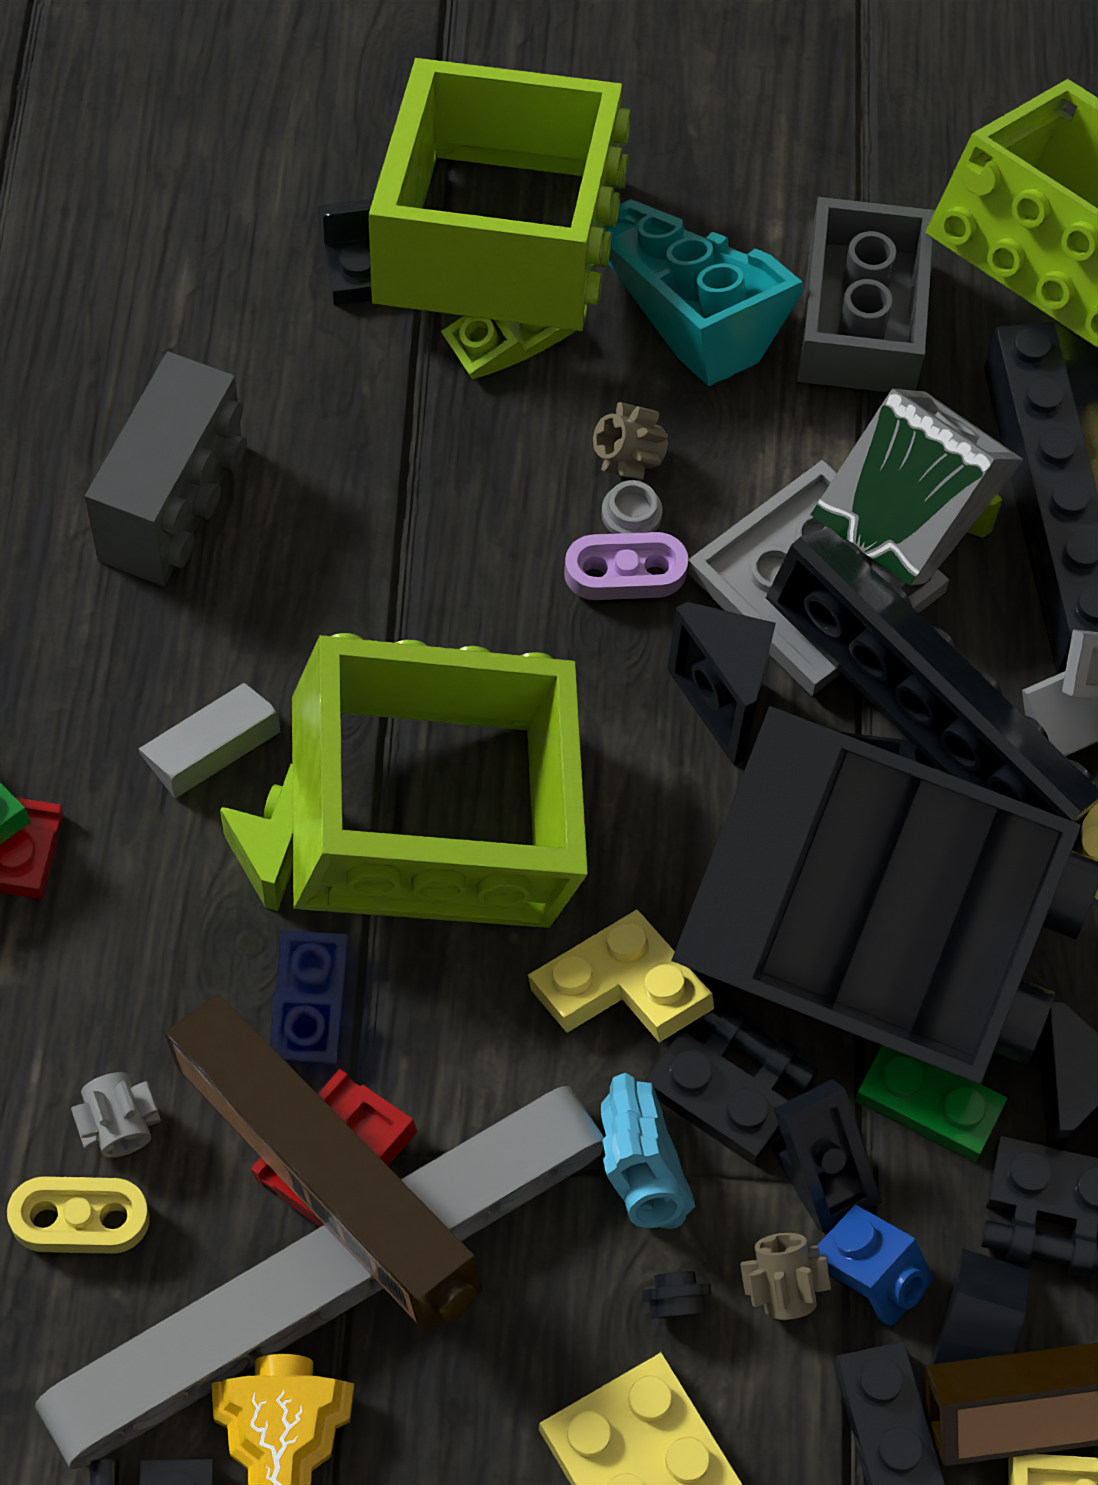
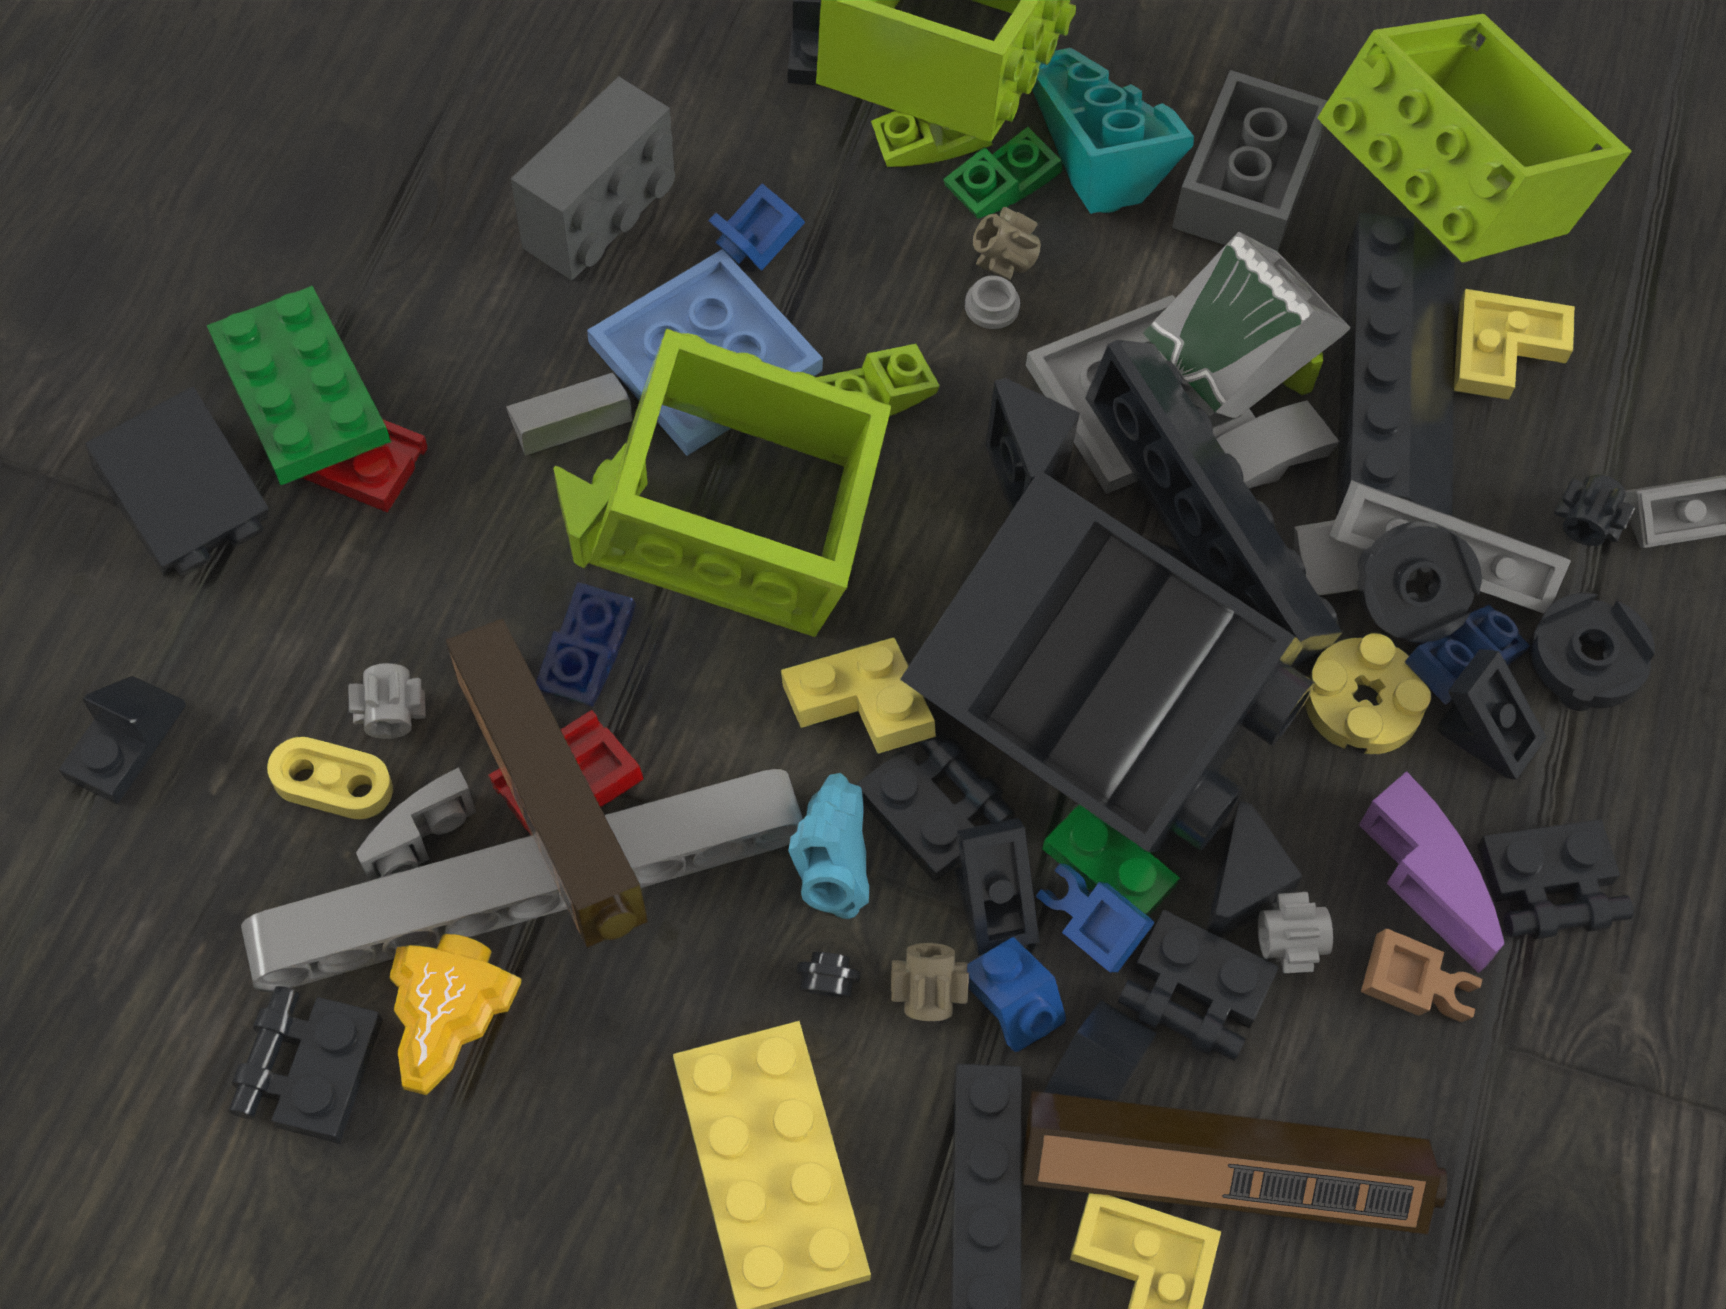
camera: 15 degrees right, 0 degrees up
(179, 1265) = (397, 839): none -> light grey slope
(329, 589) = (715, 304): none -> medium blue plate
(356, 483) = (757, 228): none -> blue bracket
(543, 622) = (890, 377): none -> lime slope
(603, 362) = (1006, 176): none -> green slope
(625, 565) = (972, 346): lavender plate -> none
(943, 1164) = (1102, 920): none -> blue plate
(977, 598) = (1277, 441): none -> light grey slope

